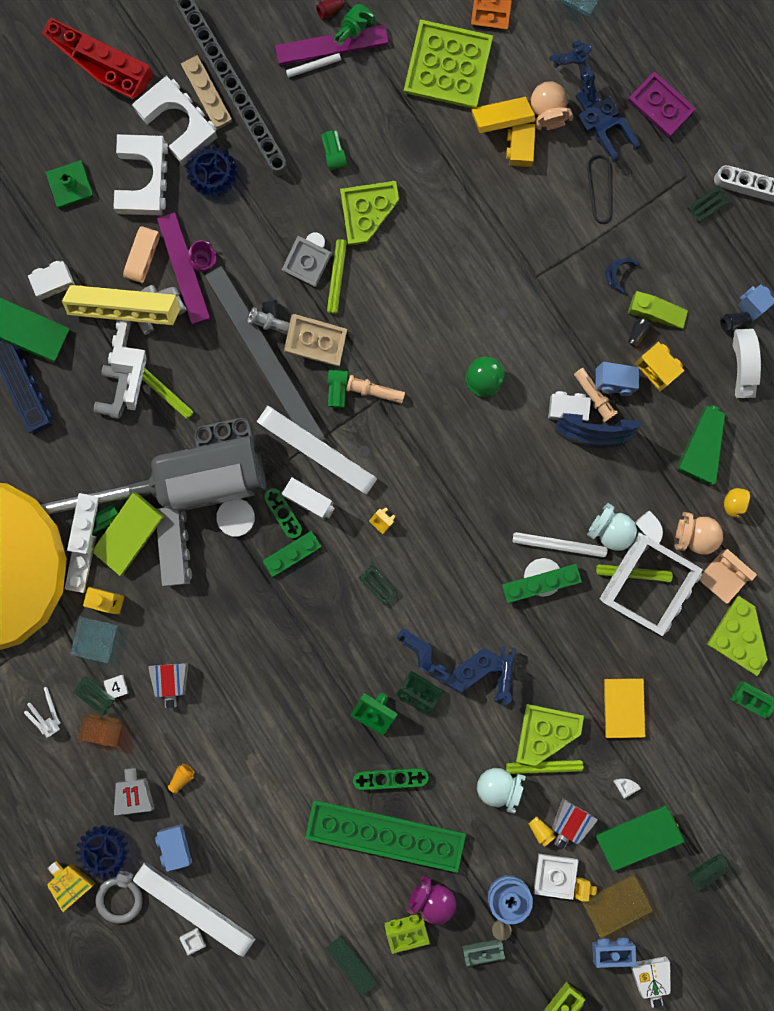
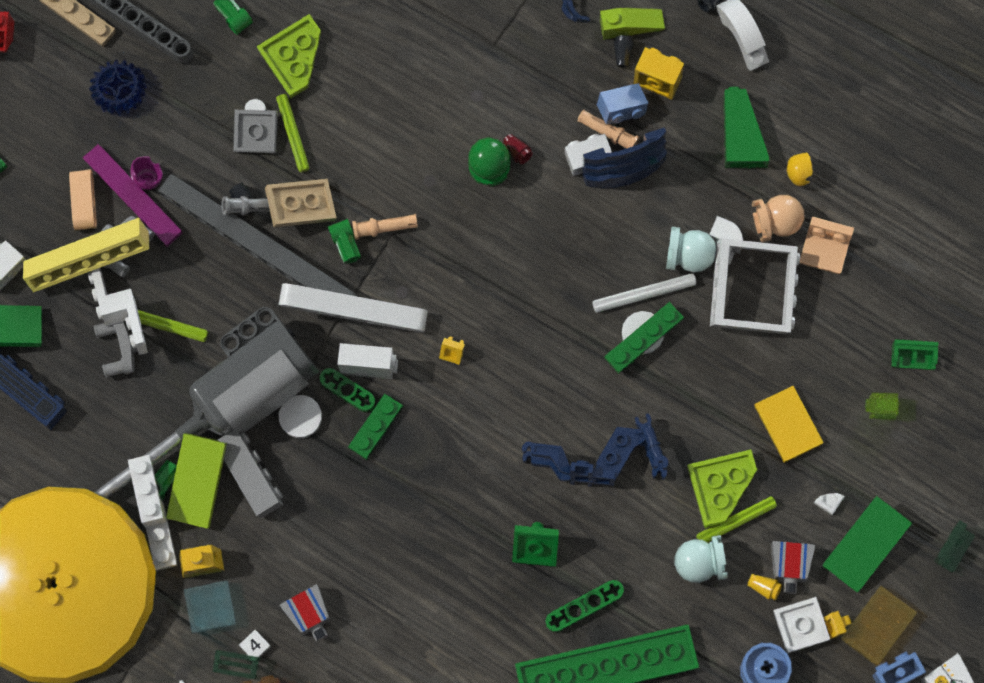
camera: 20 degrees left, 10 degrees down
(149, 199) = (47, 95): white arch -> none
(167, 96) = (39, 34): white arch -> none
(367, 573) = (461, 411): clear green tile -> none
(419, 693) = (572, 505): clear green bracket -> none
(514, 378) = (519, 150): none -> dark red cone
(637, 573) = (735, 285): lime axle -> none
(707, 730) = (882, 406): none -> clear neon green brick
(740, 637) = (870, 300): lime plate -> none

